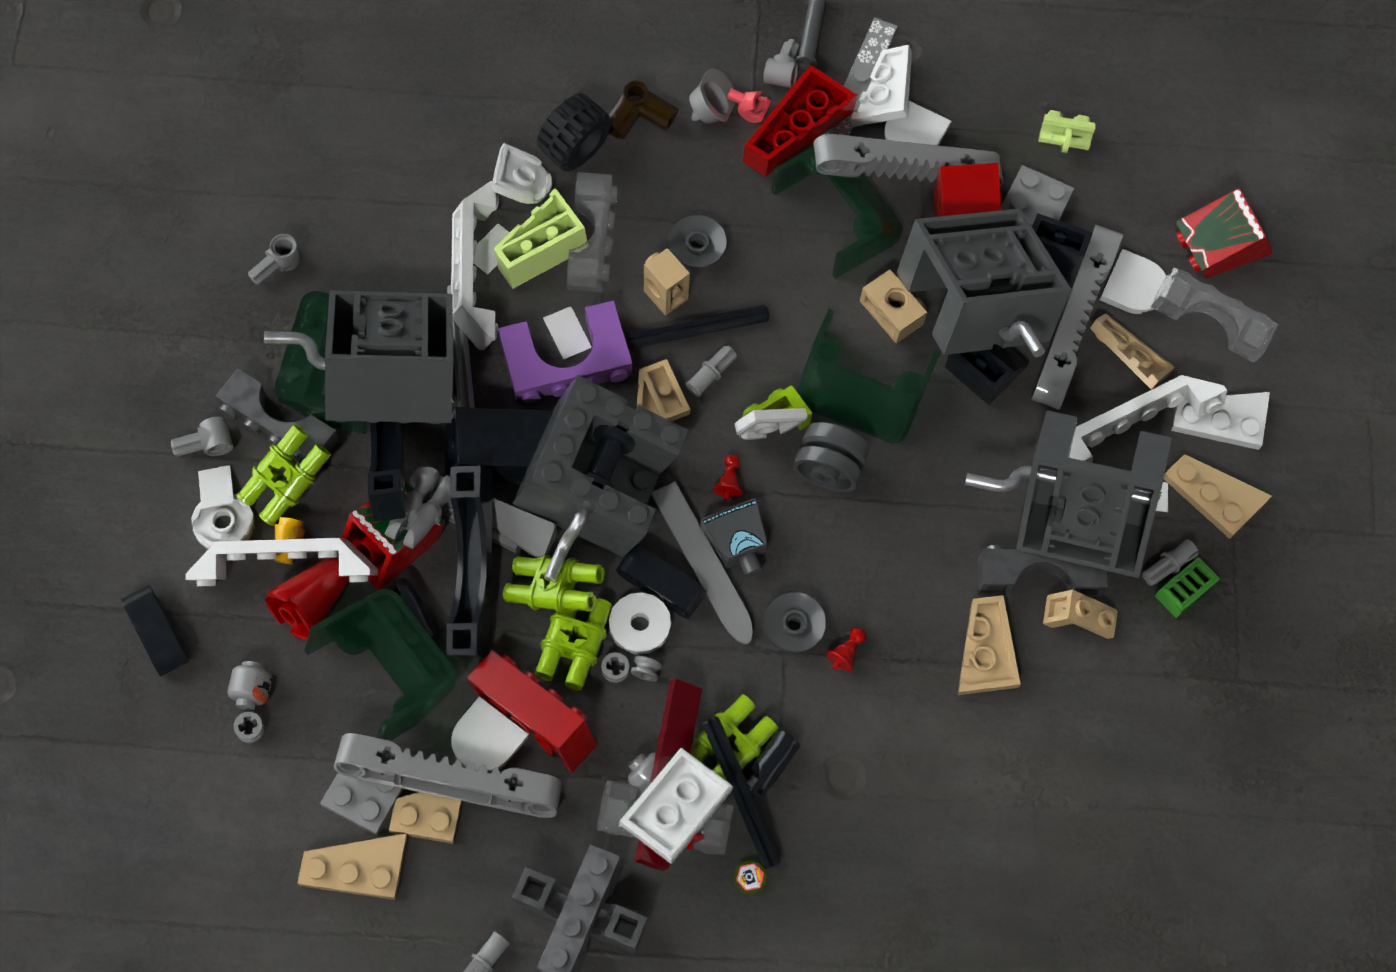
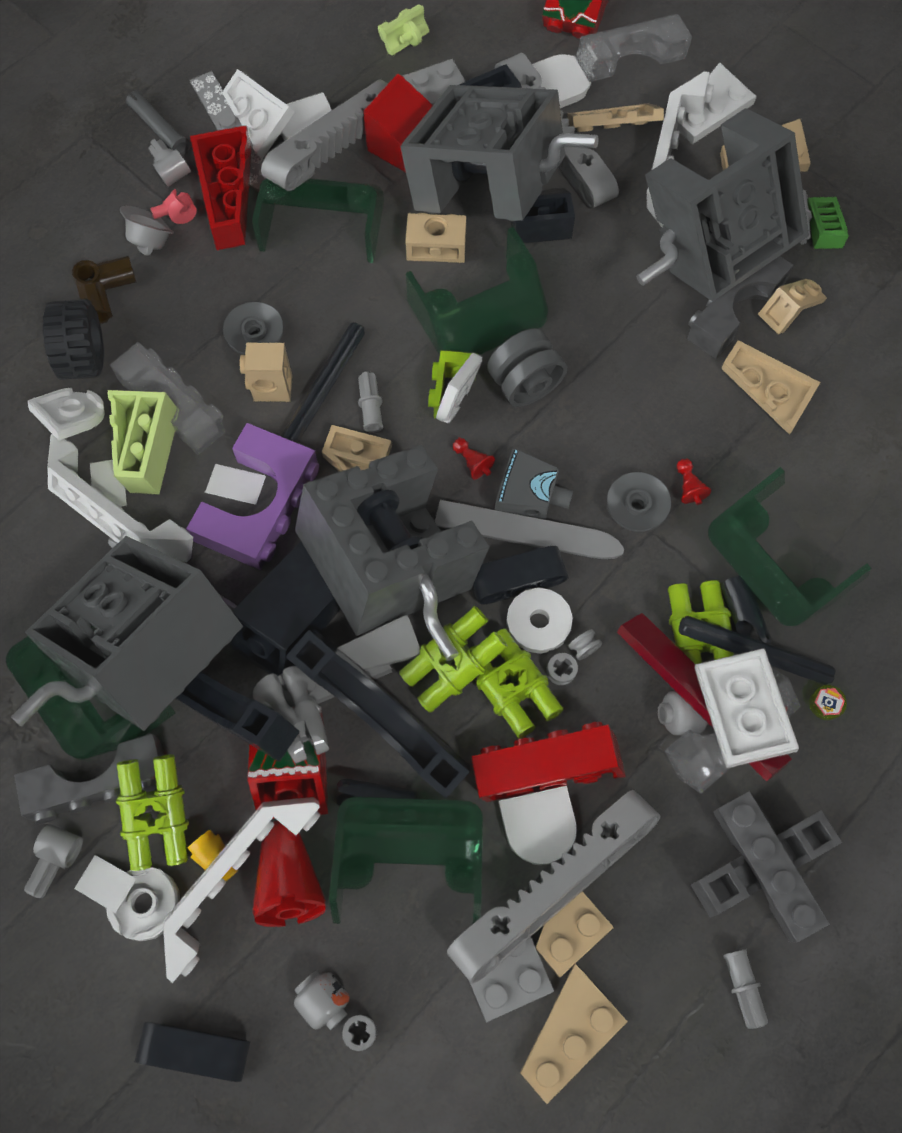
camera: 45 degrees left, 0 degrees up
(811, 748) = (735, 539): none -> clear green windscreen

